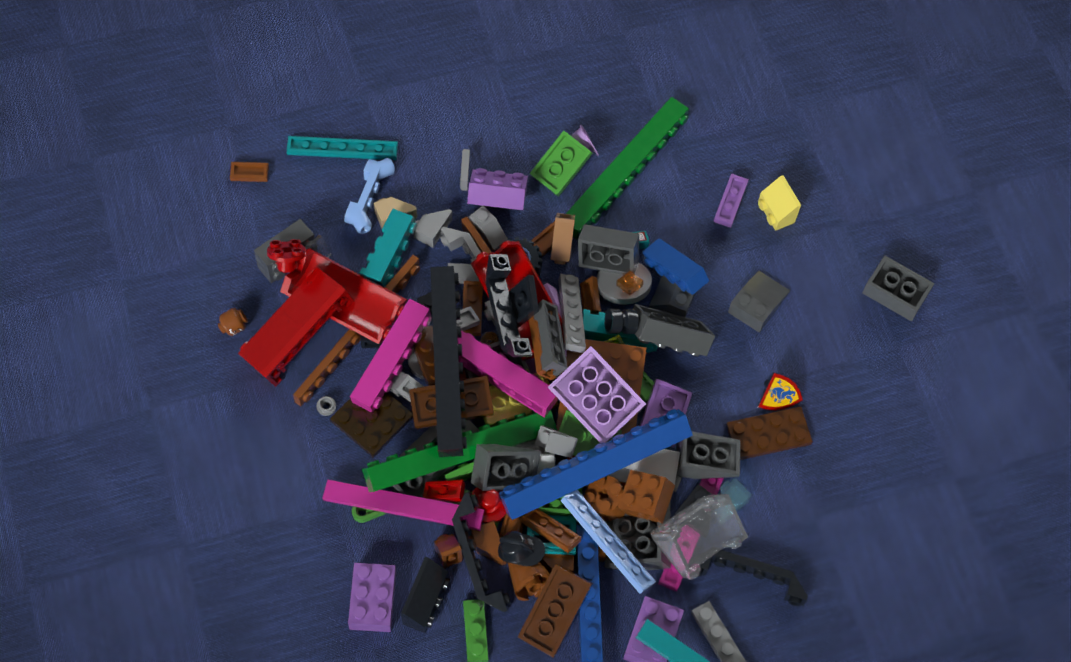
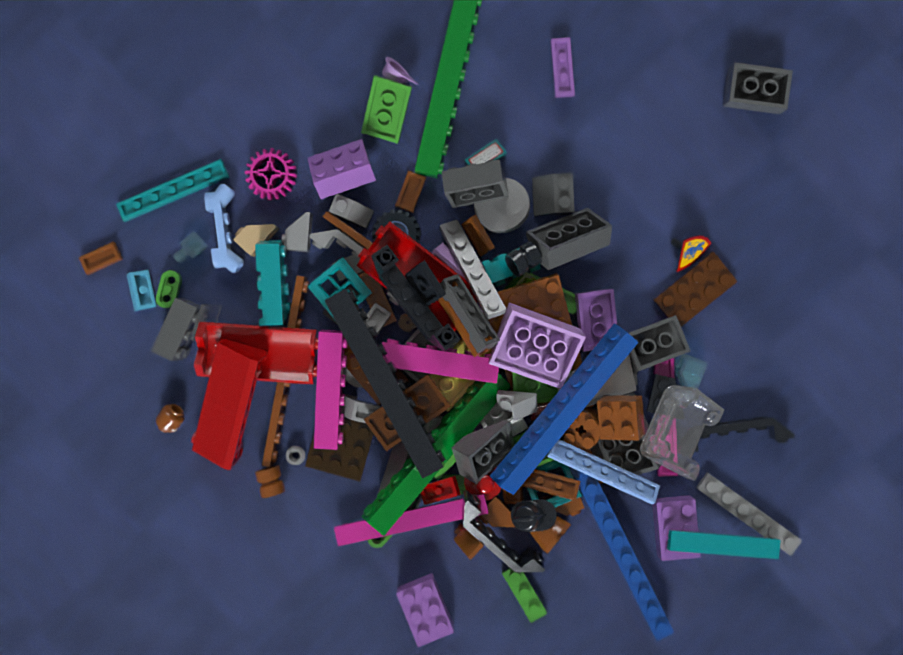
camera: 20 degrees left, 25 degrees up
(268, 211) = (141, 290): none -> medium azure slope
(286, 254) = (182, 344): red plate -> none
(291, 414) = (270, 481): none -> dark orange wheel
(292, 216) = (166, 288): none -> bright green plate
(333, 195) = (192, 246): none -> clear light blue plate
(425, 281) = (349, 273): none -> teal piece
(425, 596) = (470, 589): black slope -> none
(436, 176) = (255, 171): none -> dark pink gear
(465, 169) = (299, 159): light grey tile -> none
(555, 610) = (586, 551): reddish brown plate -> none
(562, 238) = (426, 189): medium nougat slope -> none
(629, 283) = (509, 207): clear orange plate -> none
(675, 266) = (544, 171): blue brick -> none
(758, 301) = (632, 161): dark grey slope -> none
(779, 204) = (611, 51): light yellow slope -> none

